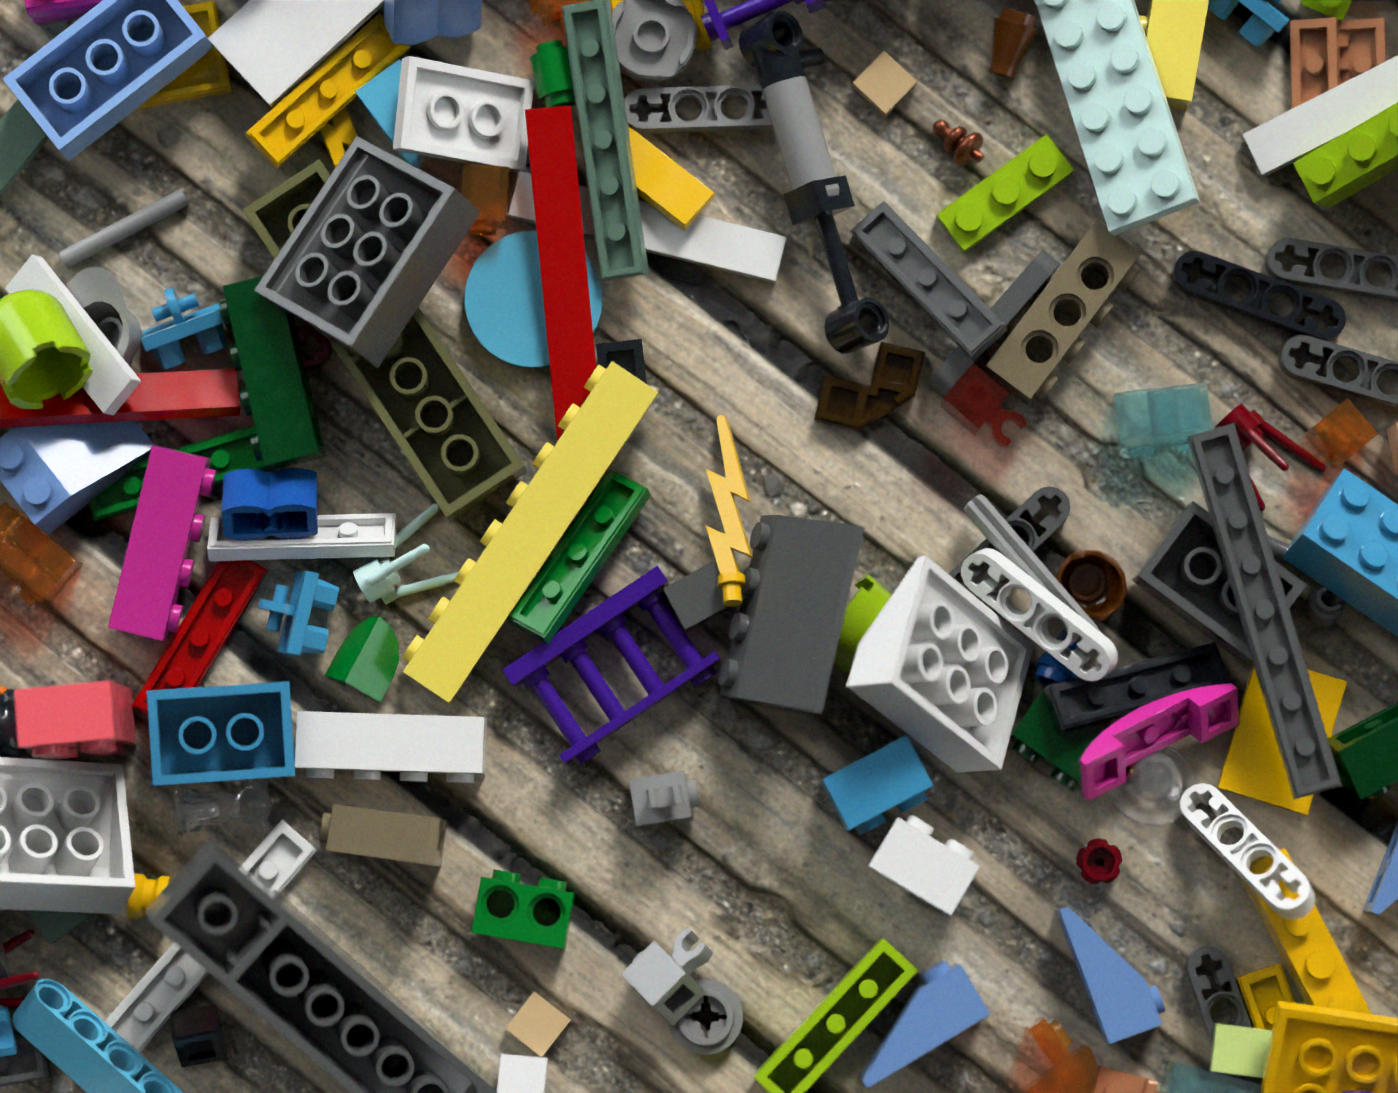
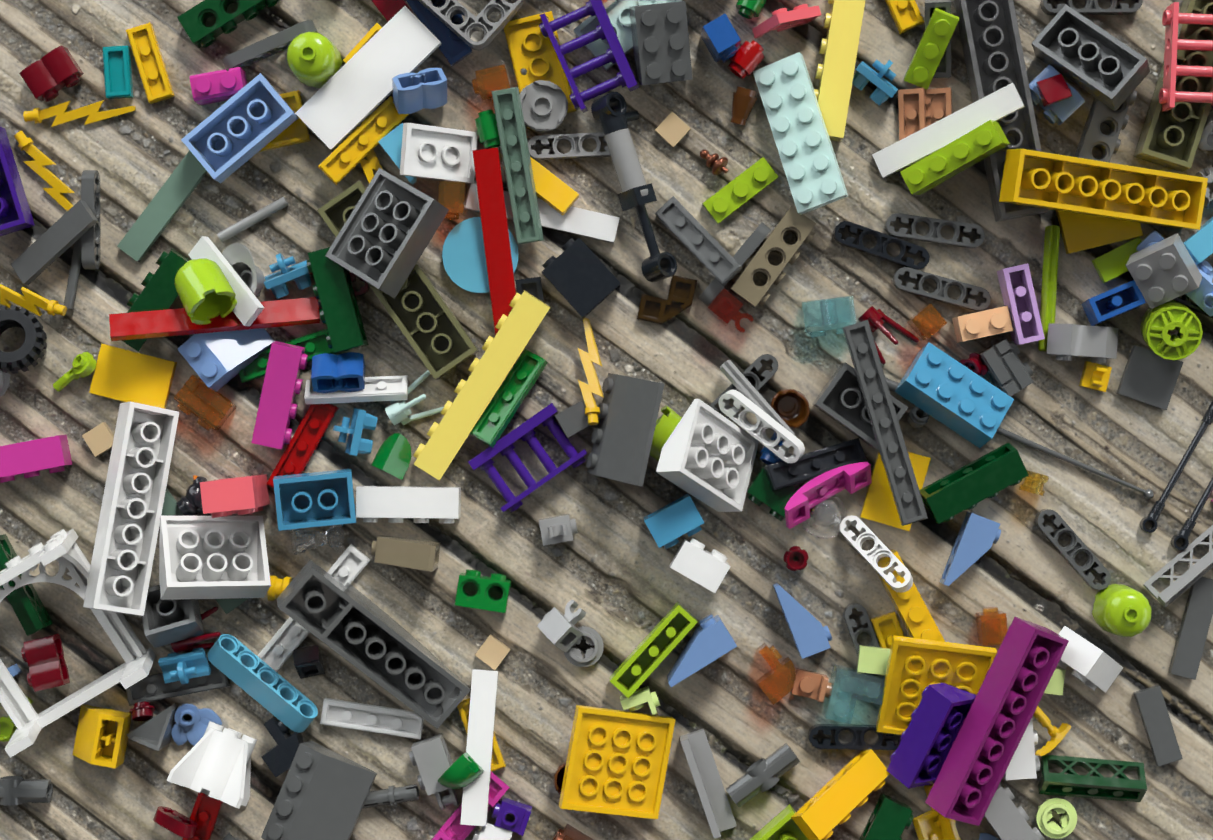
camera: 10 degrees left, 5 degrees up
(713, 341) = (580, 277): none -> black brick

